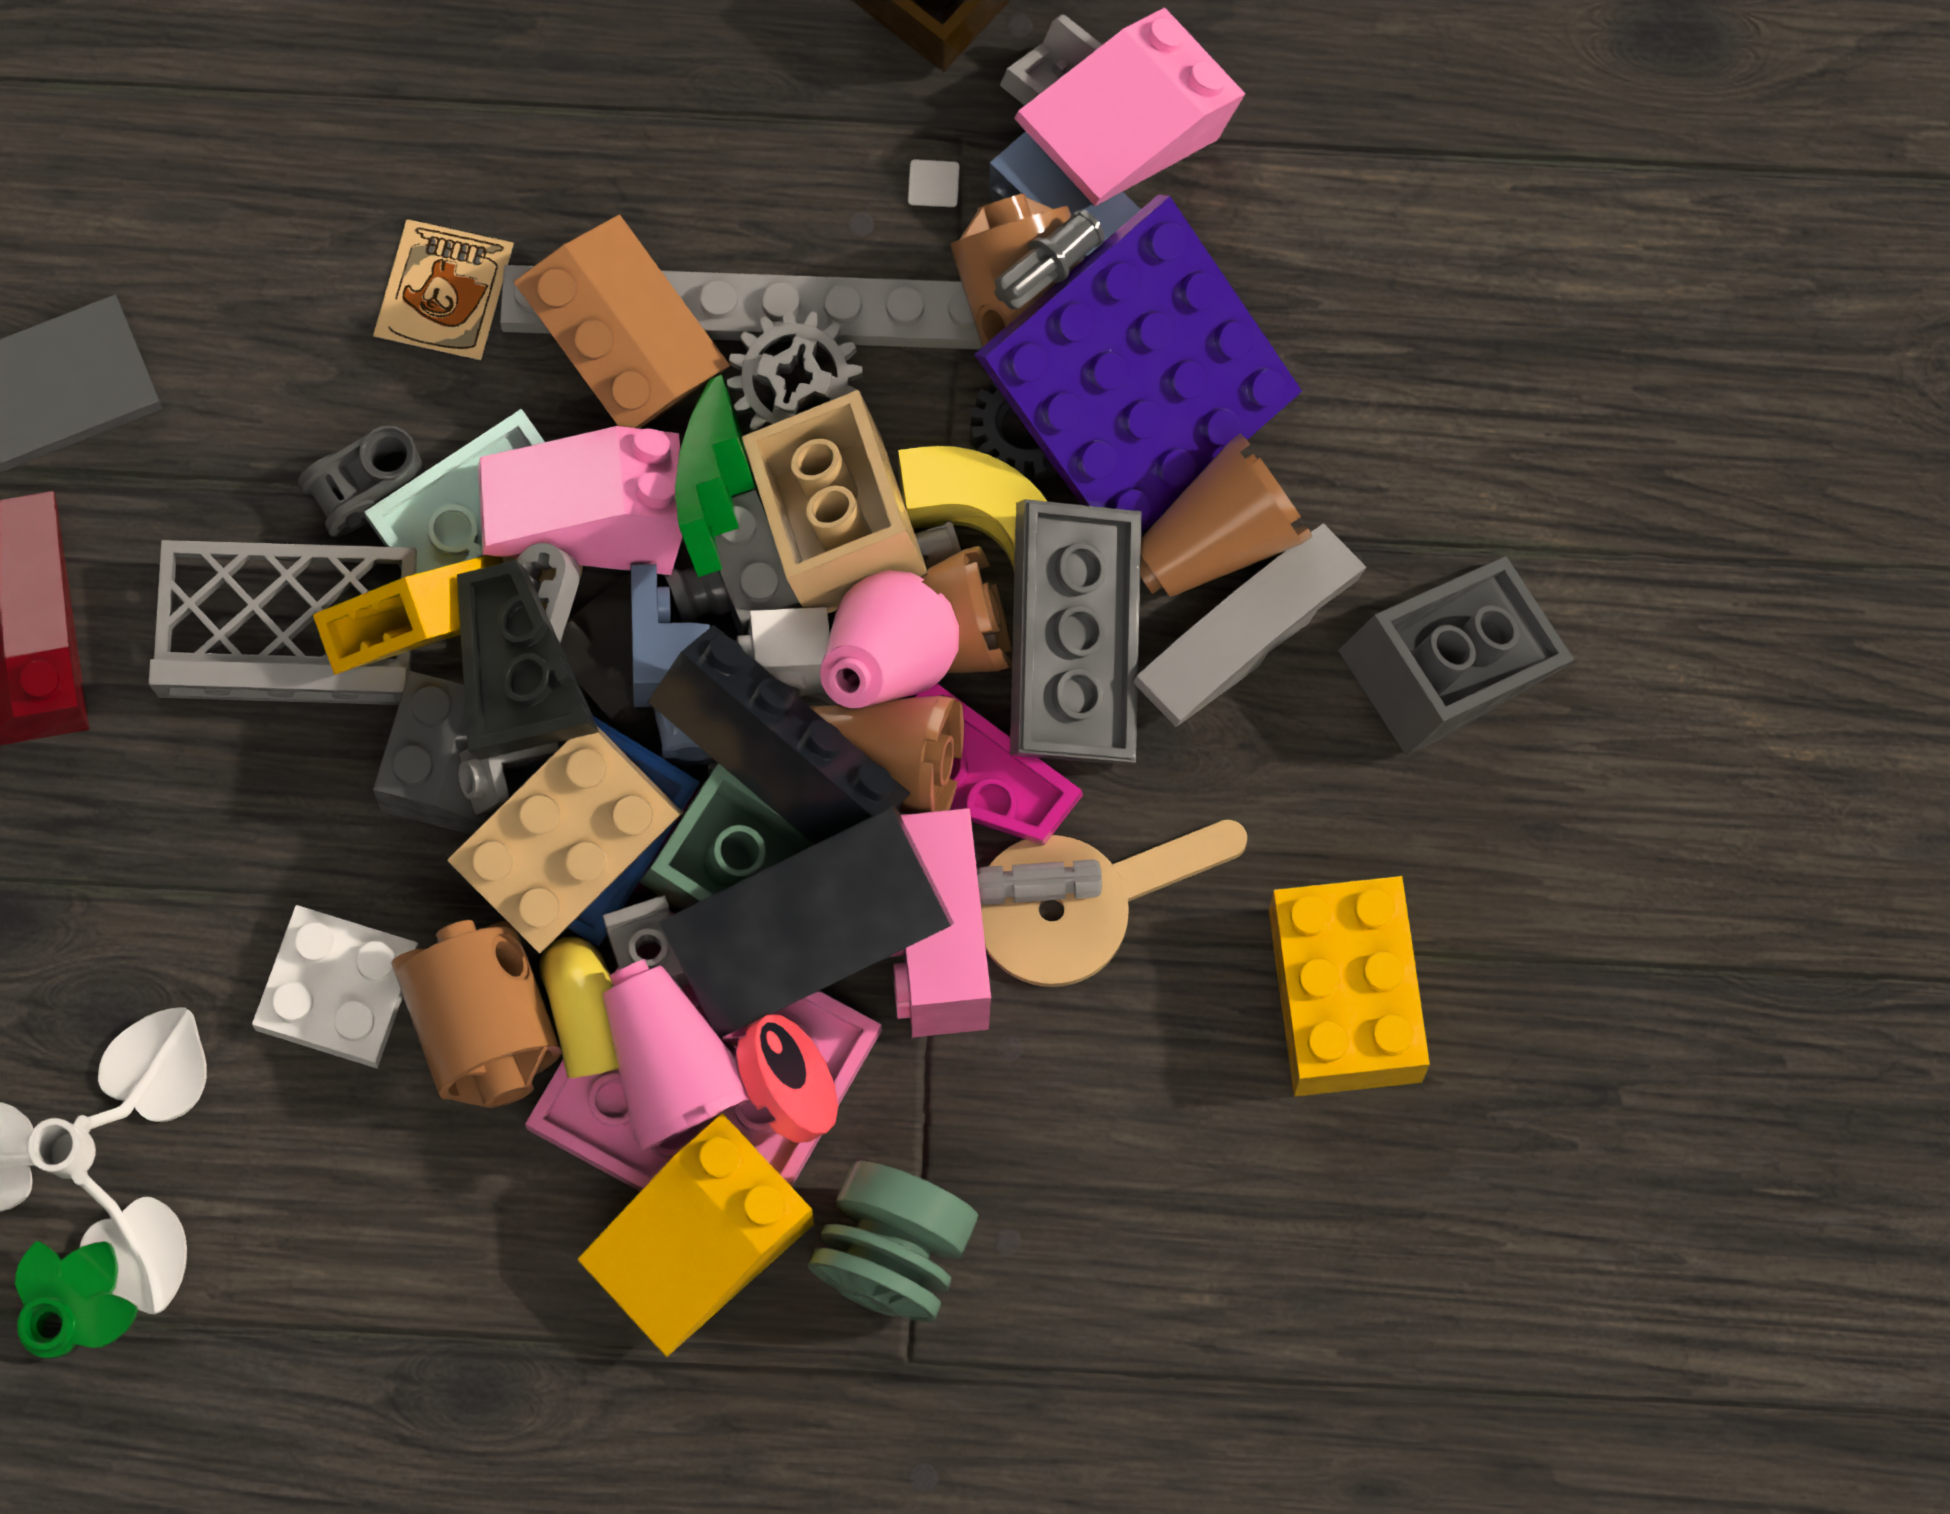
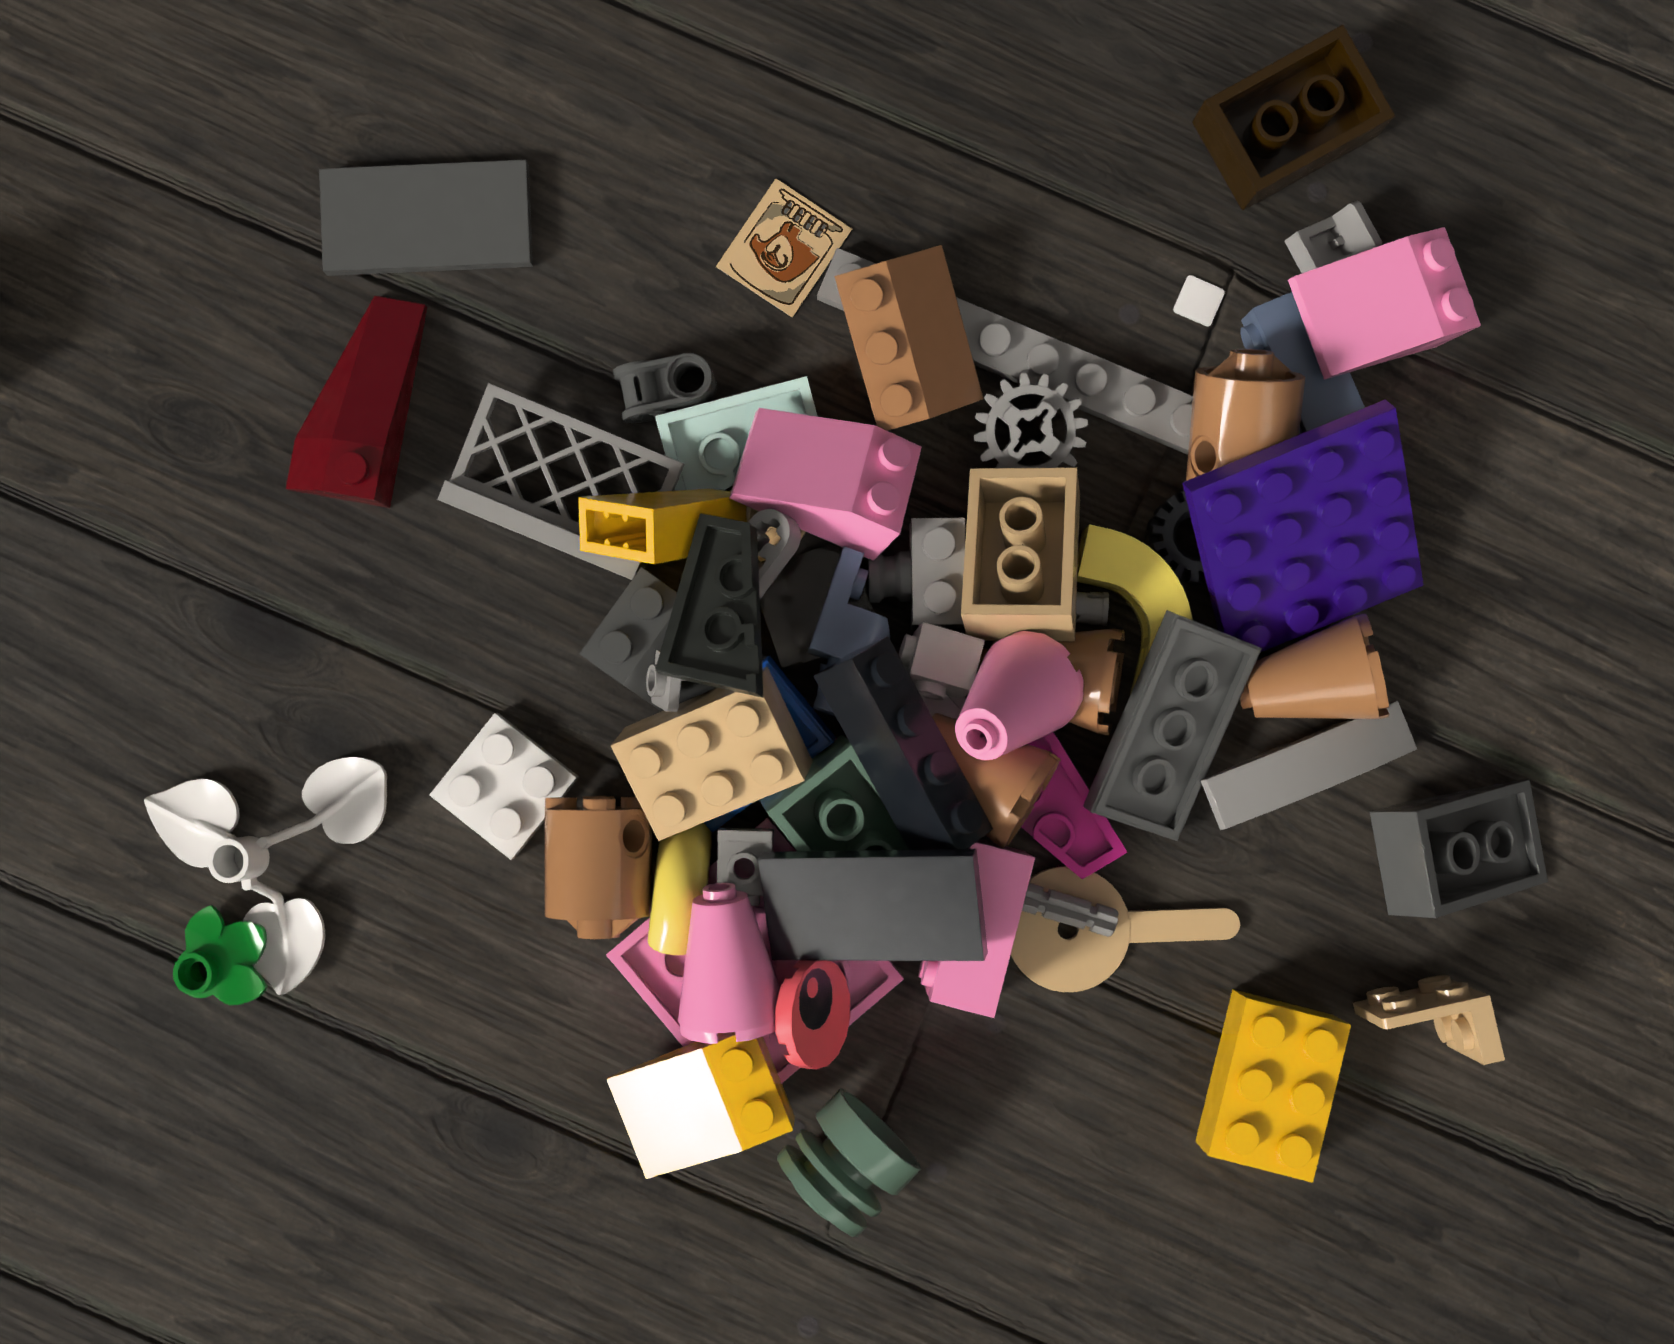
camera: 20 degrees right, 15 degrees up
(709, 473) = (935, 492): green slope -> none
(1049, 259) = (1275, 426): dark grey axle -> none
(1520, 811) = (1460, 1014): none -> tan bracket

